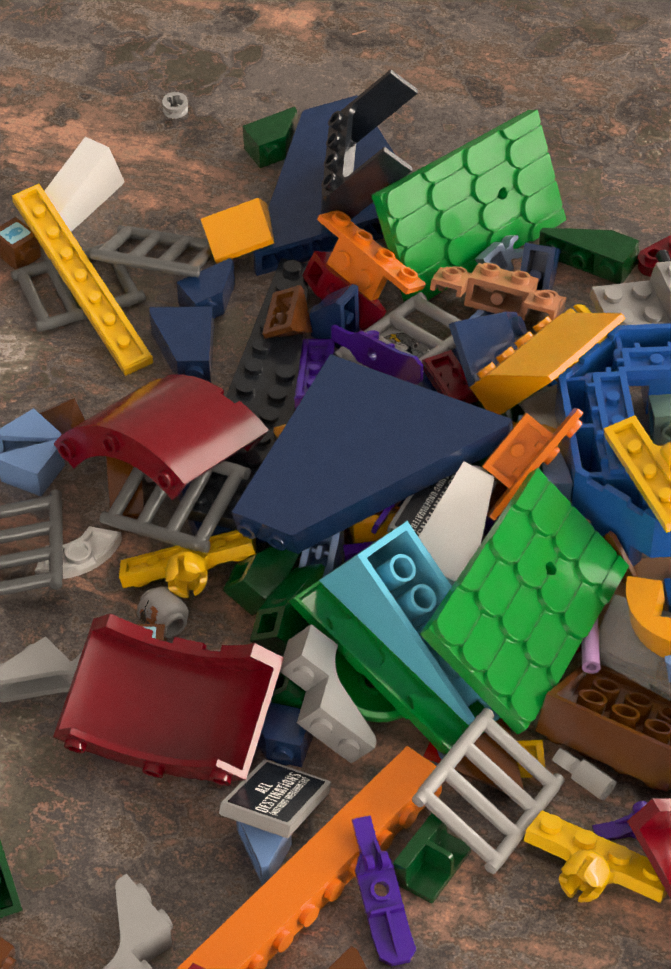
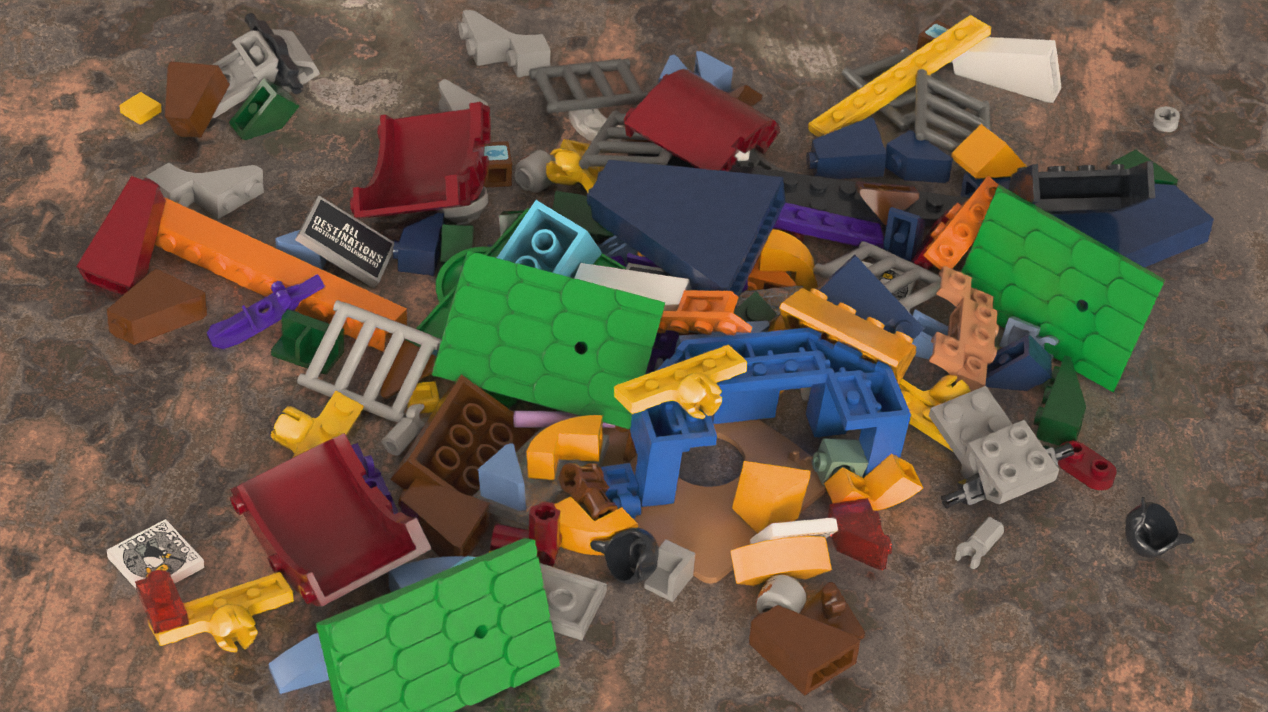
camera: 75 degrees right, 5 degrees down
(327, 707) = (430, 252): light grey arch -> none
(379, 355) = (856, 241): dark purple piece -> none

